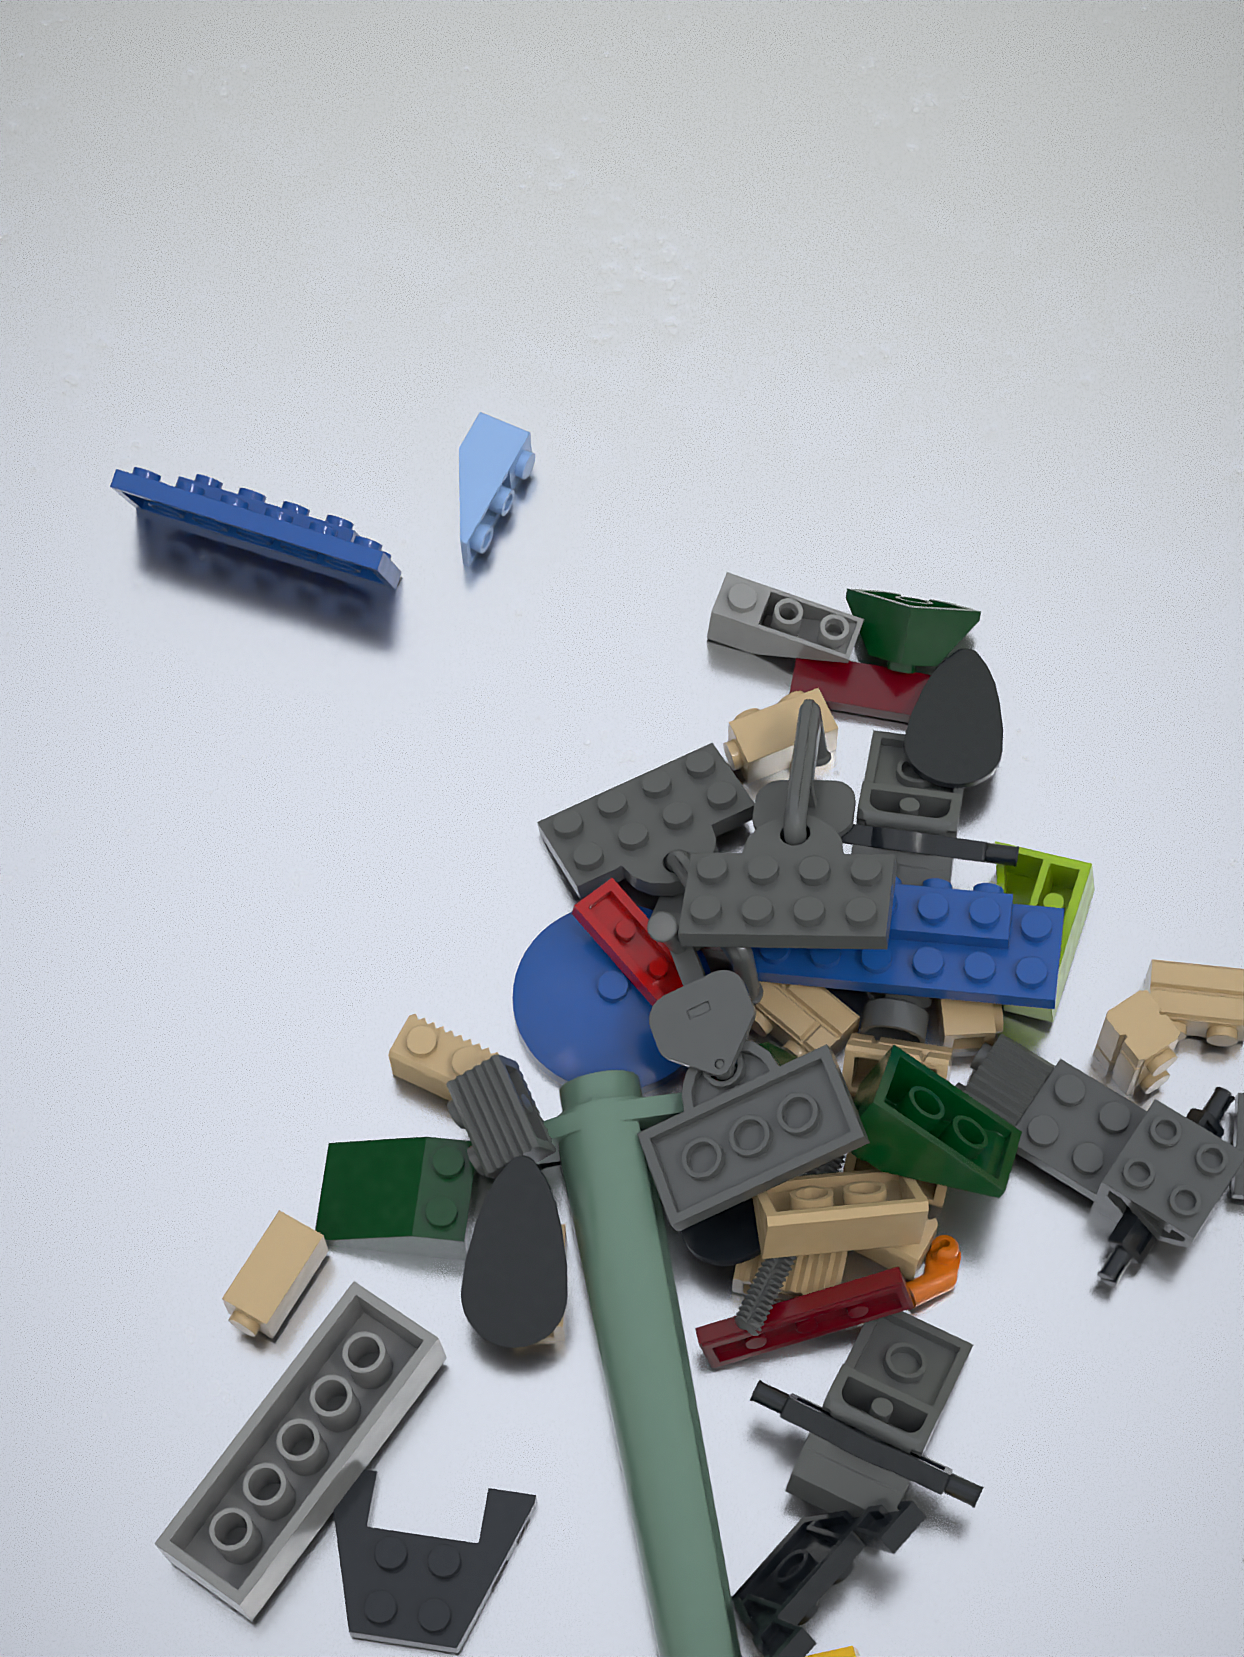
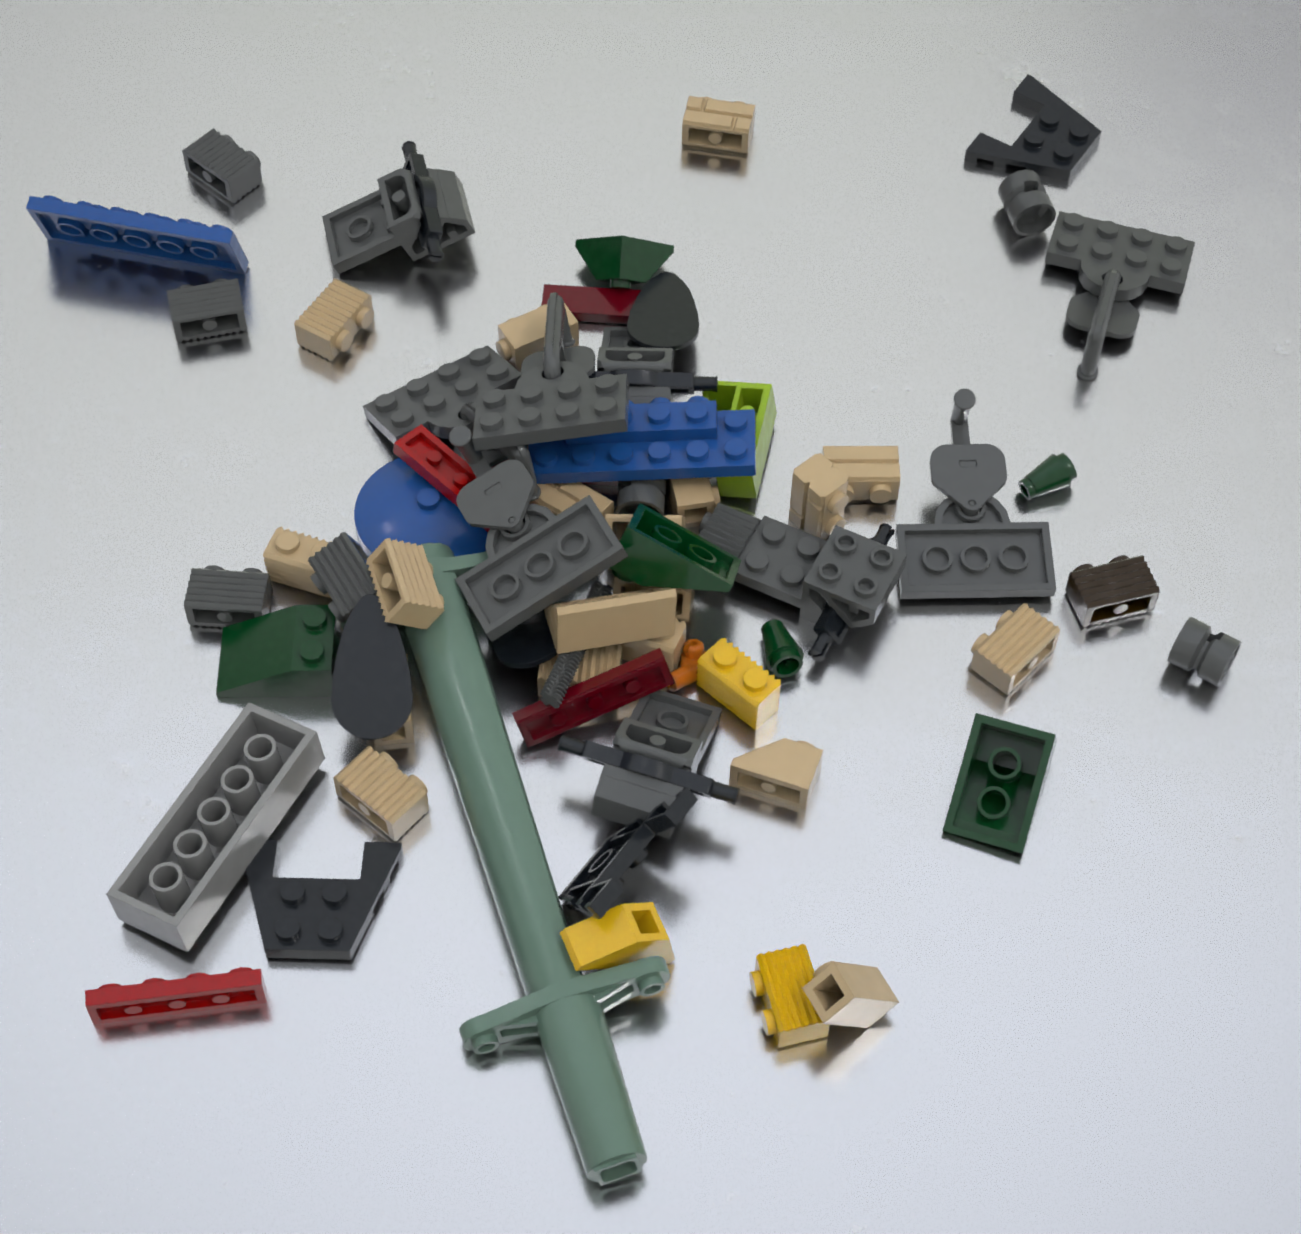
camera: 10 degrees left, 10 degrees down
(274, 1276) = (188, 712): tan brick -> none
(338, 1101) = (226, 596): none -> dark grey brick
(340, 648) = (206, 309): none -> dark grey brick
(378, 417) = (223, 165): none -> dark grey brick
(489, 468) = (309, 188): light blue slope -> none
(510, 683) = (334, 319): none -> tan brick
(517, 1419) = (382, 792): none -> tan brick
(571, 1146) = (405, 584): none -> tan brick
(624, 526) = (412, 209): none -> dark grey piece
(780, 623) = (525, 264): light grey slope -> none
(999, 1311) = (738, 683): none -> yellow brick
(1041, 1449) = (779, 771): none -> tan slope
(1061, 1264) = (781, 651): none -> dark green cone
(1063, 413) = (718, 124): none -> tan brick

